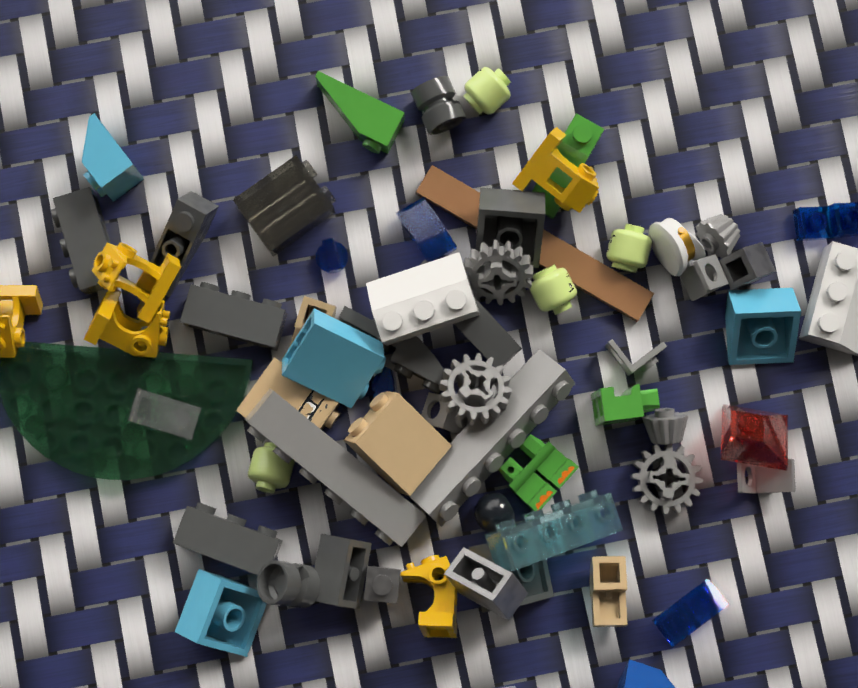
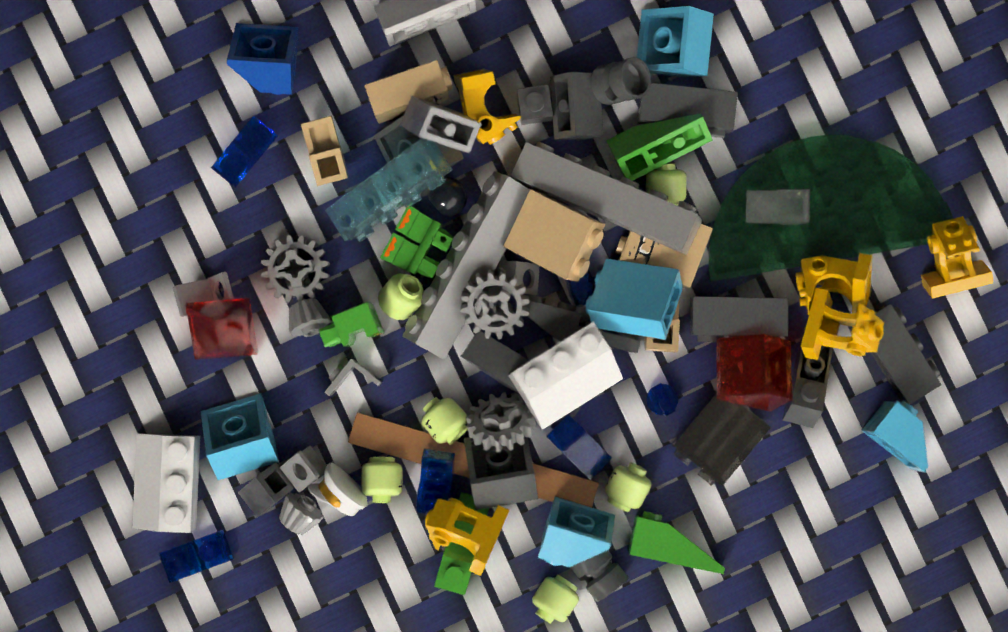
camera: 165 degrees right, 5 degrees up
(233, 257) = (754, 371): none -> clear red slope
(270, 510) = (657, 143): none -> bright green slope
(388, 179) = (627, 487): none -> yellowish green head
(452, 145) = (575, 533): none -> medium azure slope
(523, 630) = (392, 94): none -> tan brick
(567, 423) = (401, 296): none -> yellowish green head
(577, 234) = (435, 479): none -> clear blue slope

